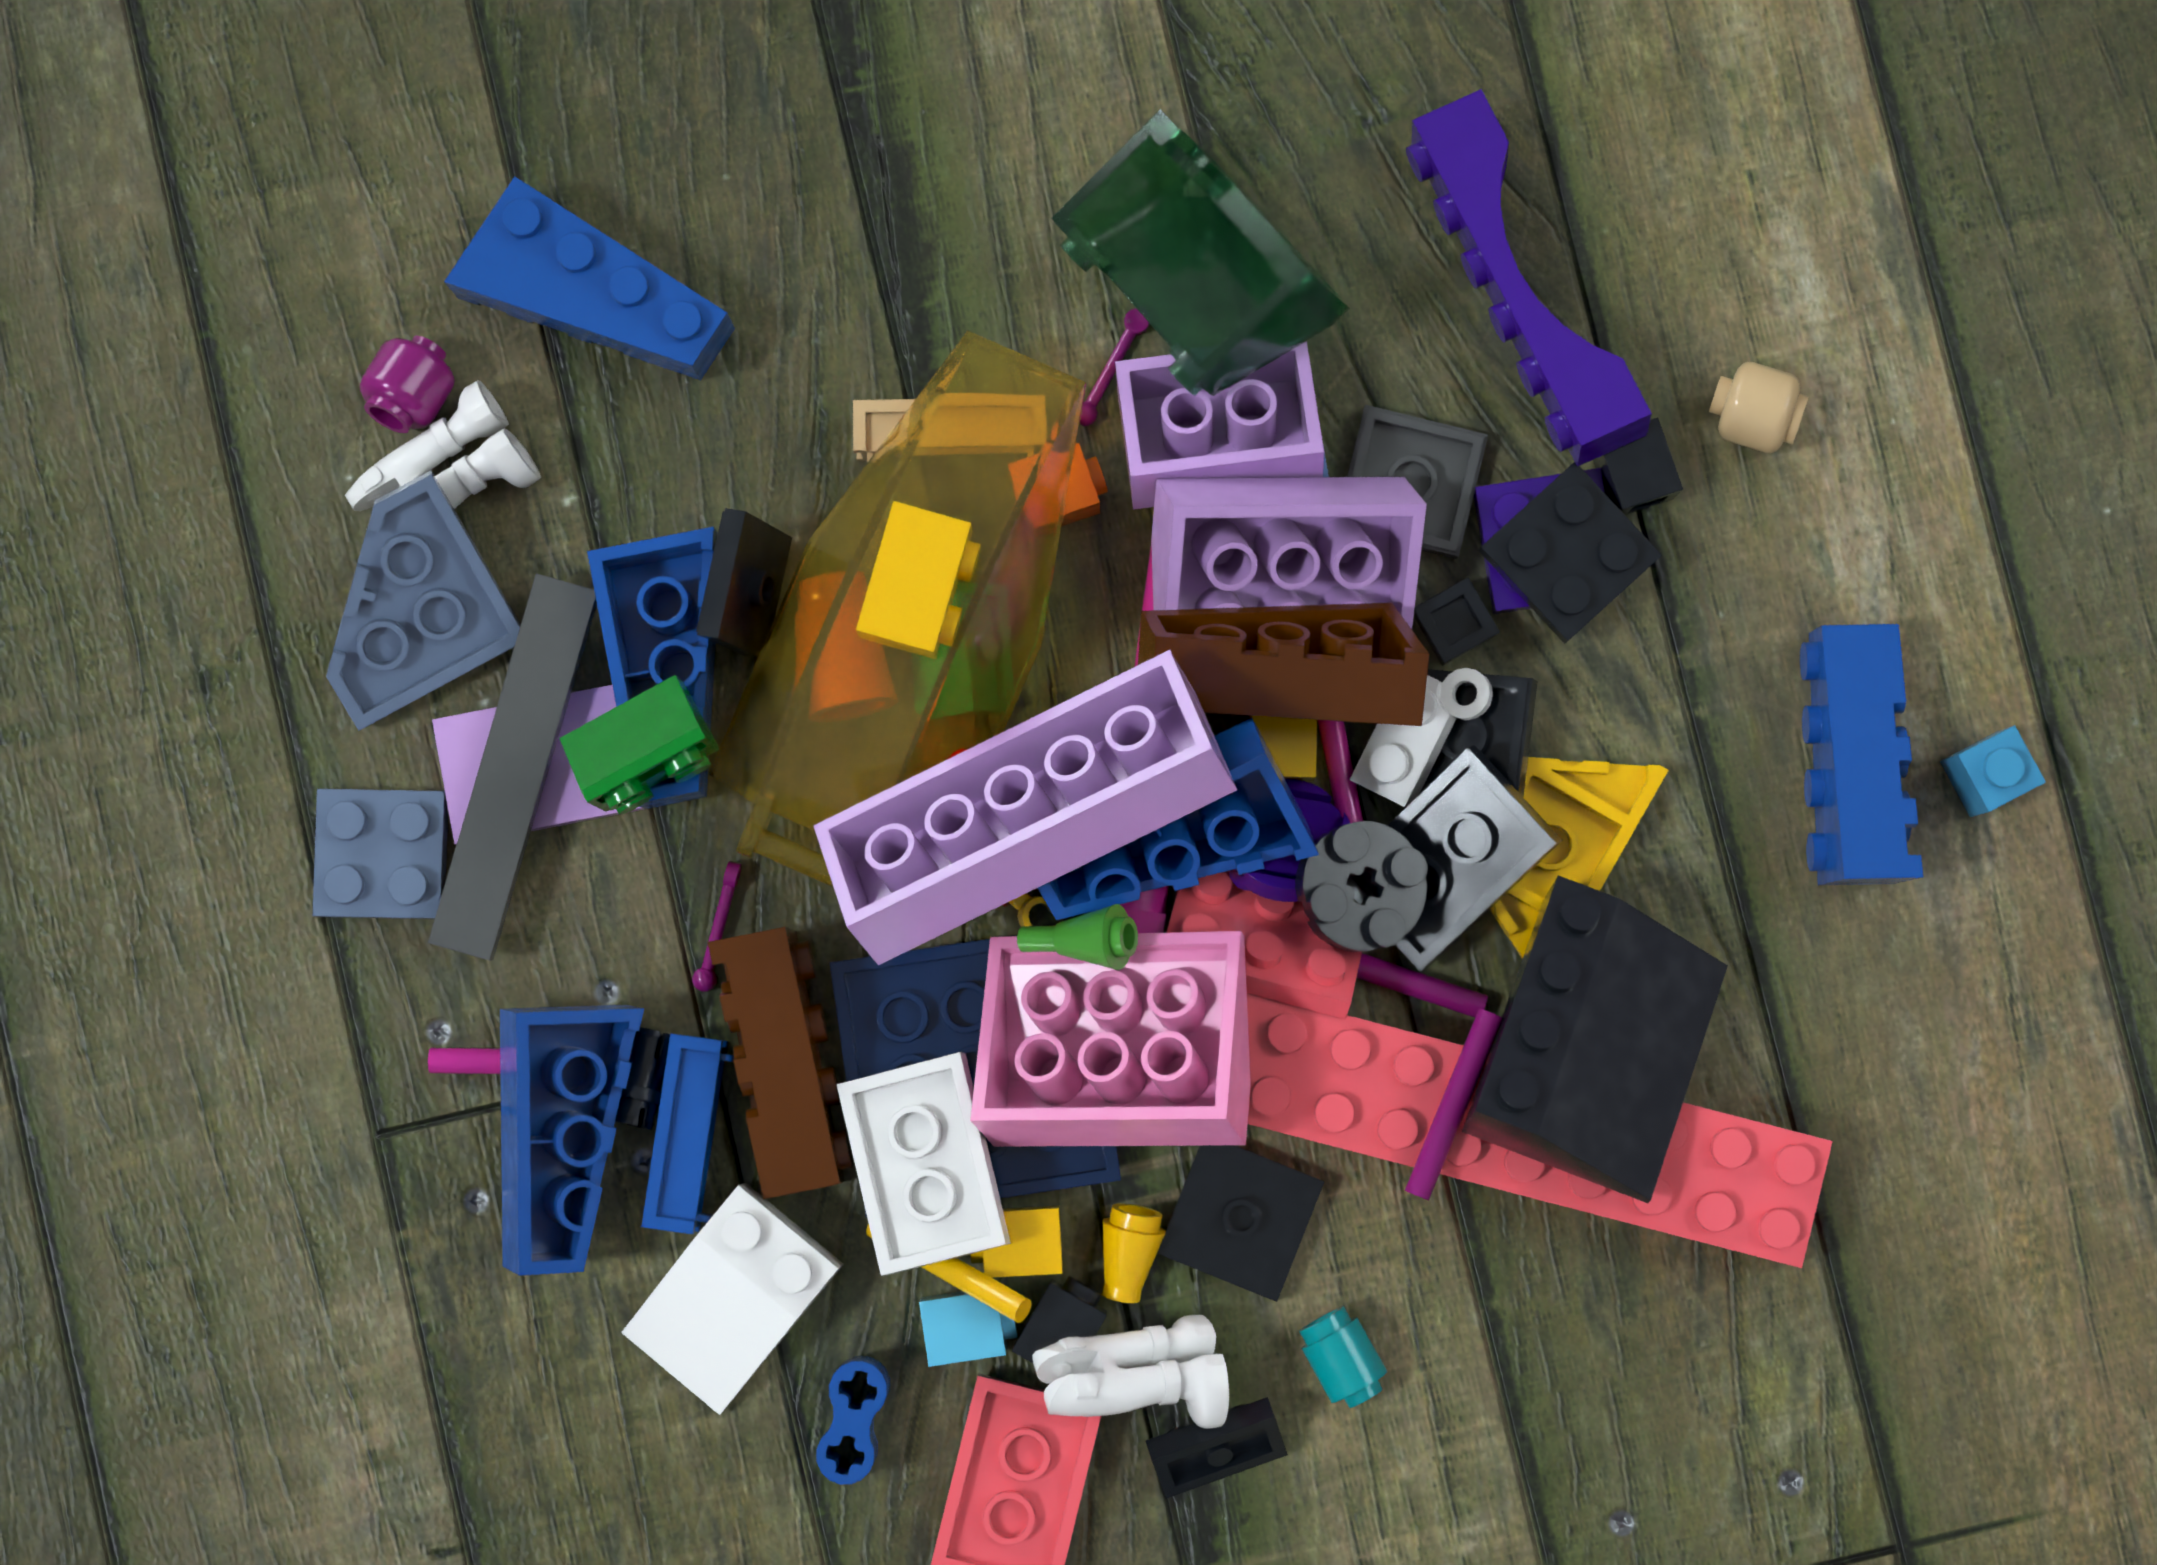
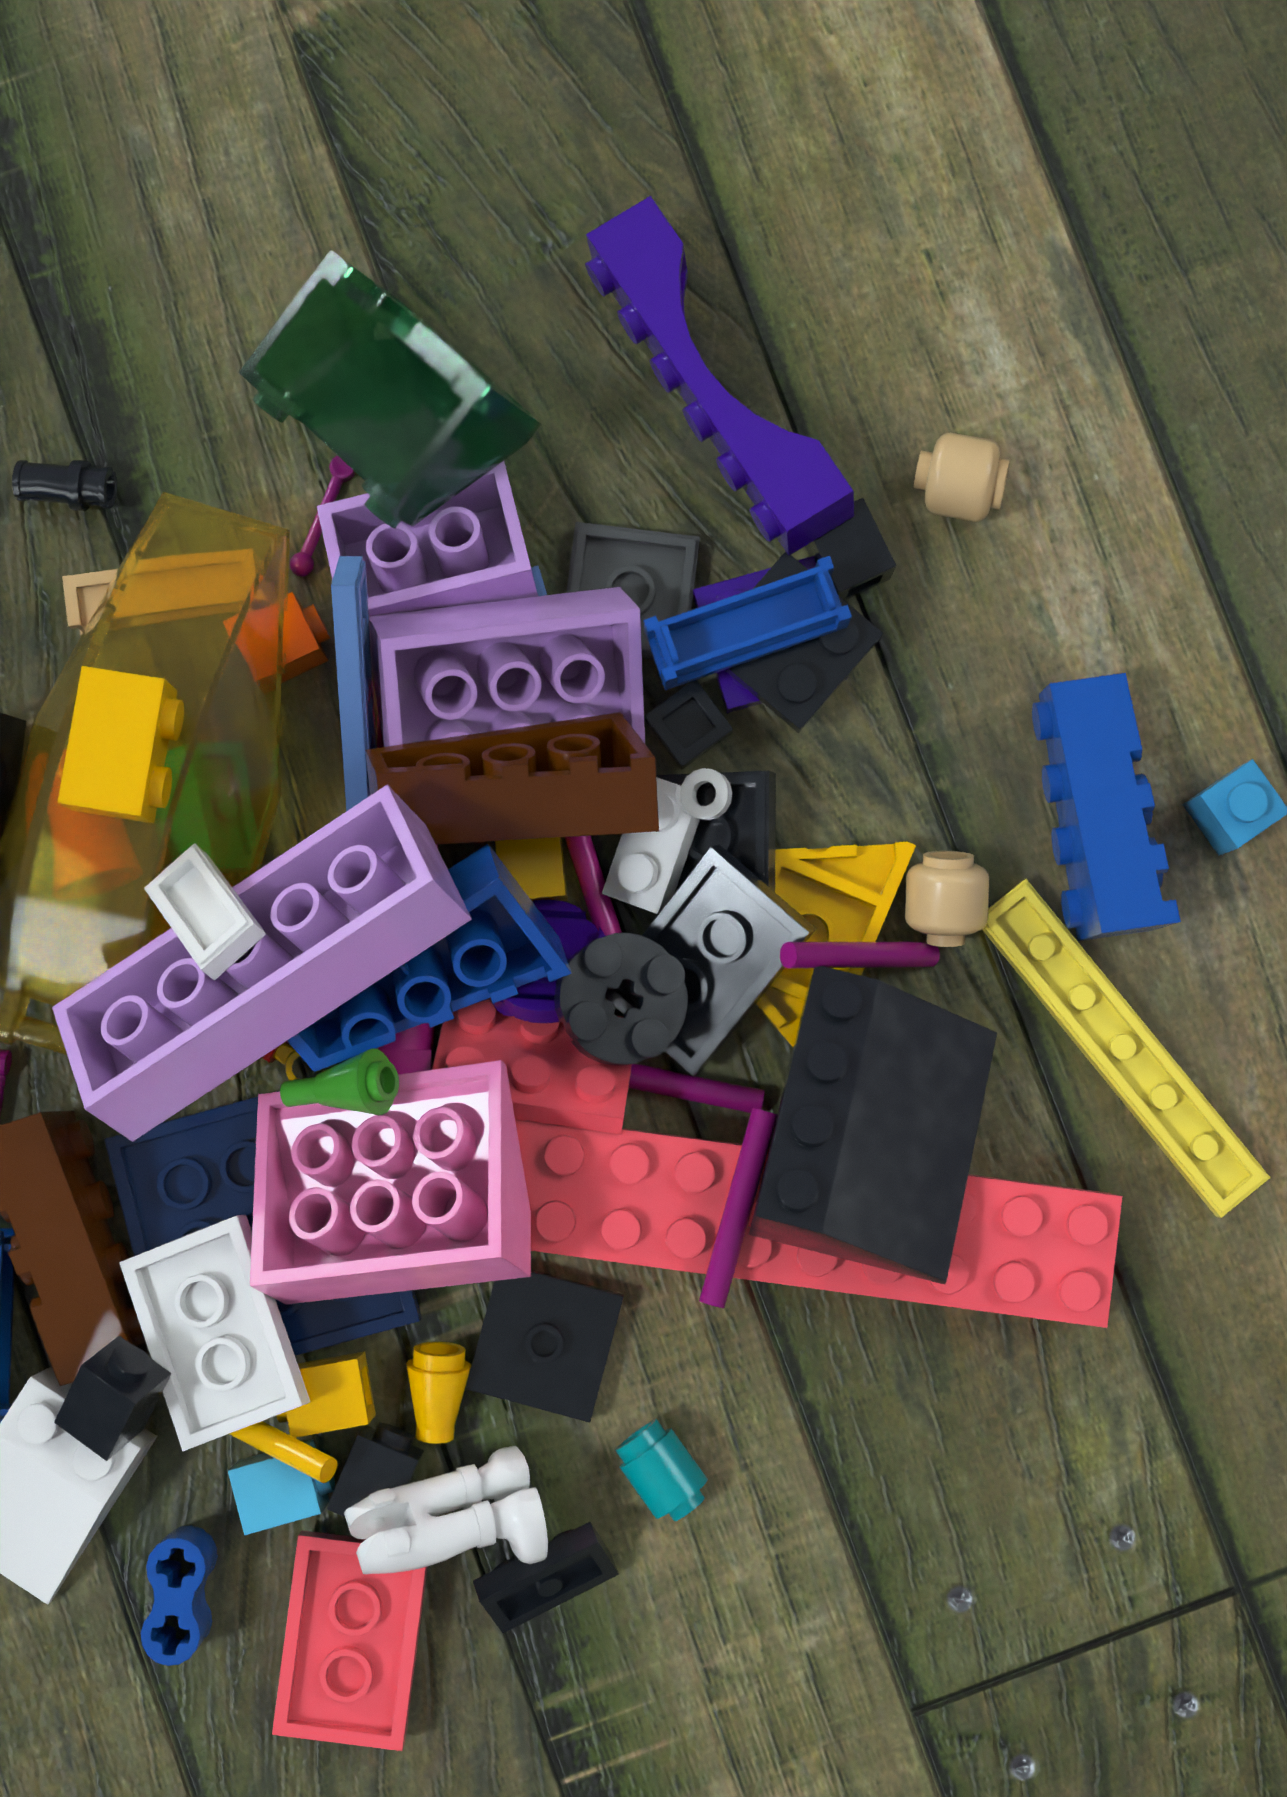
camera: 10 degrees left, 0 degrees up
(820, 1213) = (112, 1397): none -> black brick
(863, 306) = (72, 484): none -> black pin
(978, 751) = (204, 911): none -> white tile
(1136, 545) = (354, 674): none -> medium blue tile
(1528, 533) = (746, 626): none -> blue container
(1601, 871) = (858, 954): none -> magenta bar
(1693, 825) = (947, 897): none -> tan head
(1849, 997) = (1123, 1049): none -> light yellow tile

